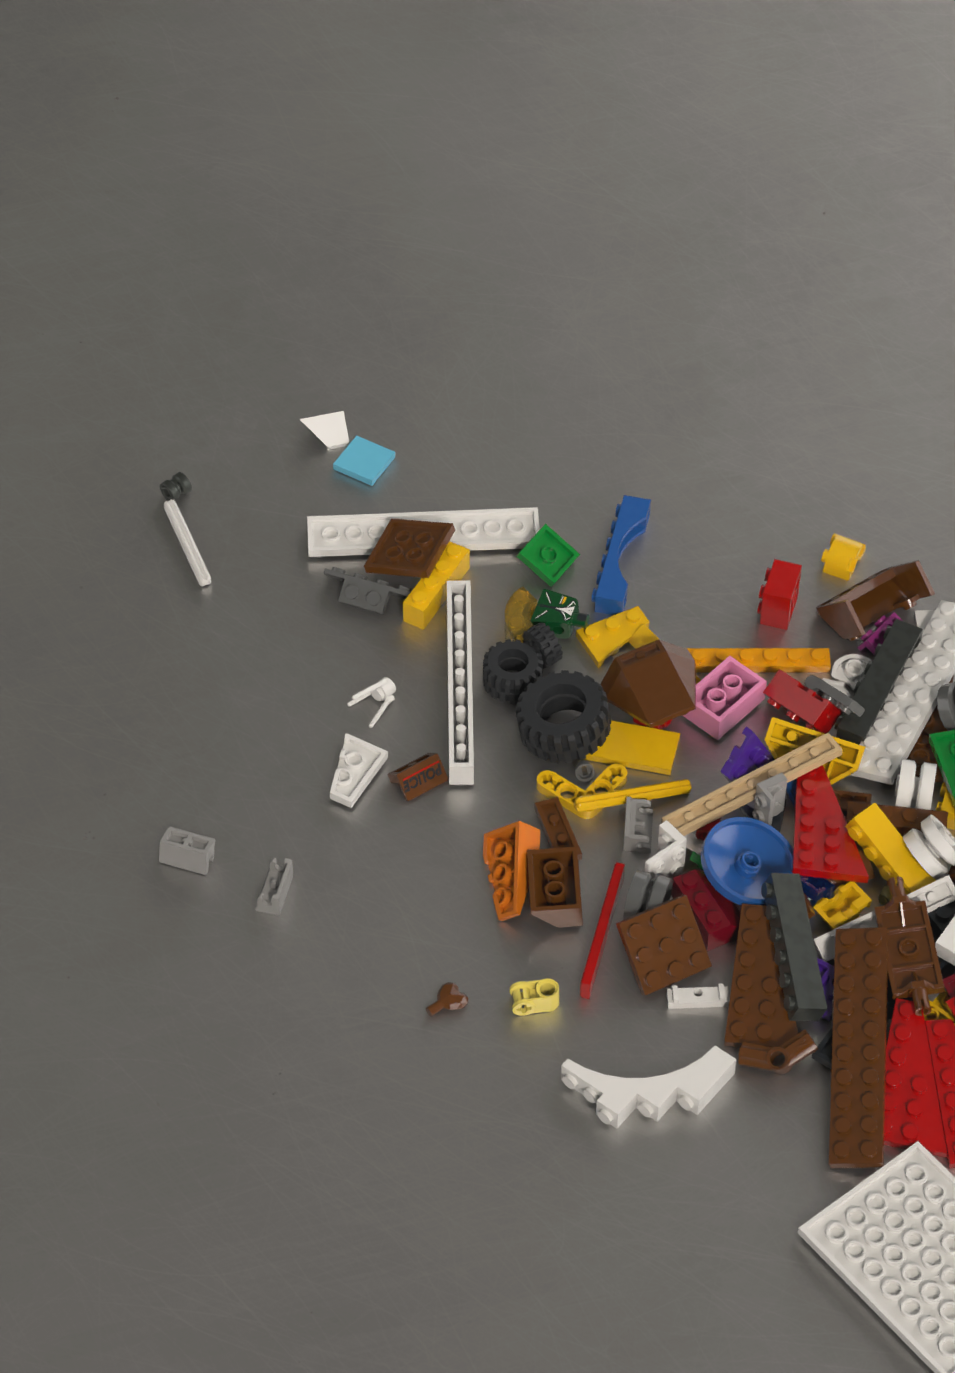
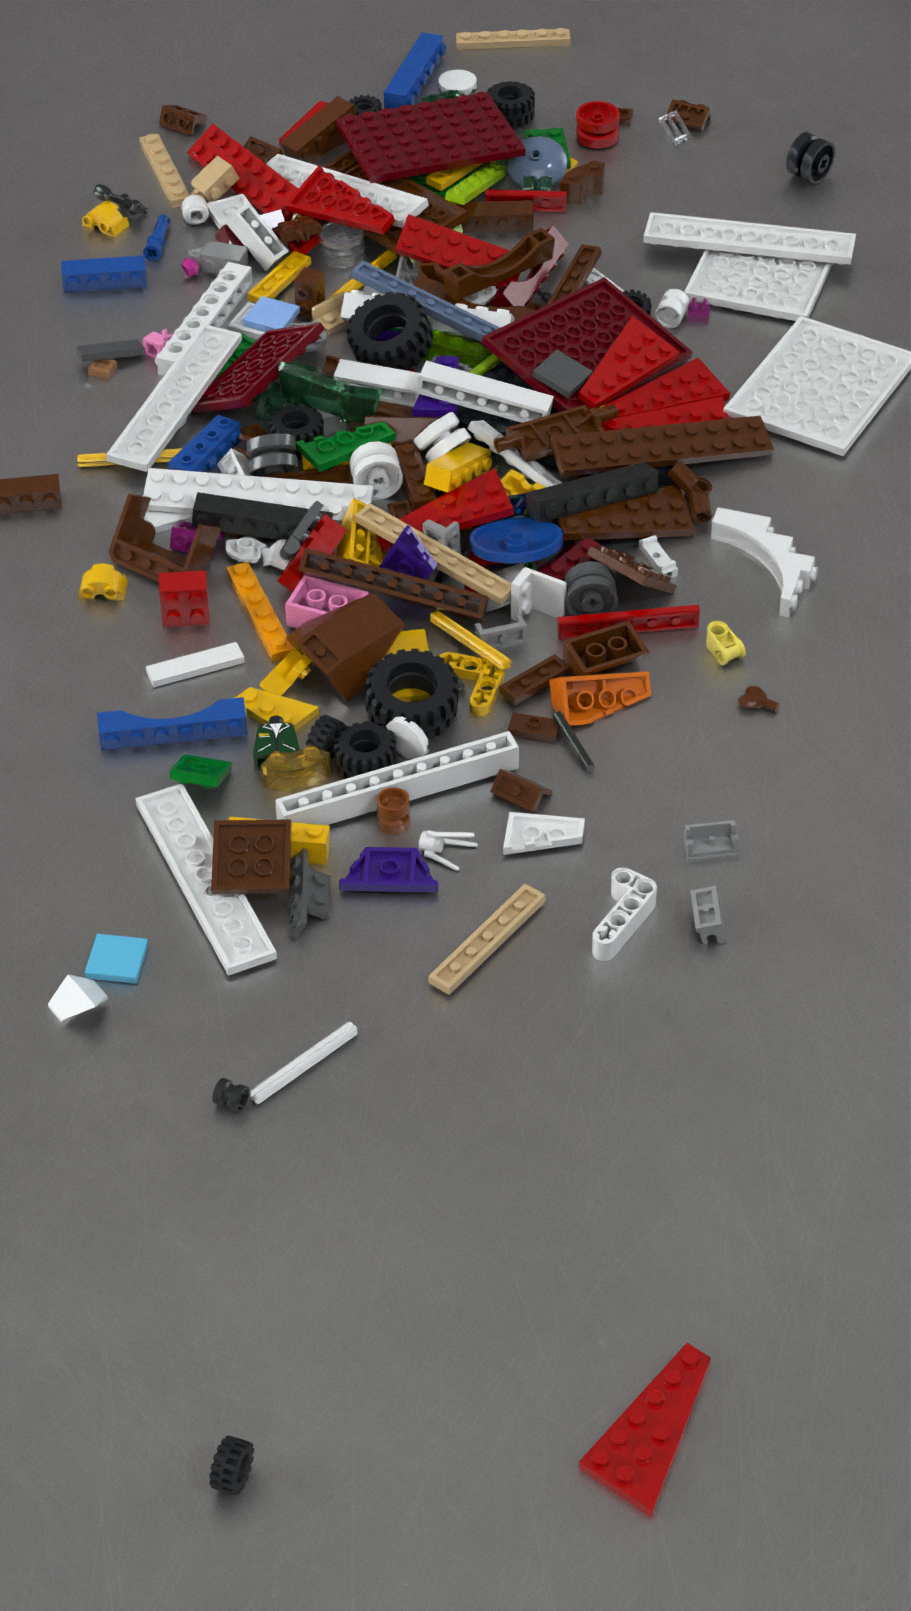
camera: 110 degrees left, 5 degrees down
(234, 809) = (635, 902): none -> white beam
(250, 693) = (486, 939): none -> tan plate
(363, 653) = (389, 871): none -> dark purple wing
(429, 669) = (393, 811): none -> dark orange wheel
(458, 831) = (573, 741): none -> pearl dark grey bar
(497, 812) = (533, 727): none -> reddish brown plate
(505, 697) = (410, 738): none -> white tile
(702, 595) = (195, 664): none -> white tile
(703, 765) = (394, 585): none -> reddish brown brick

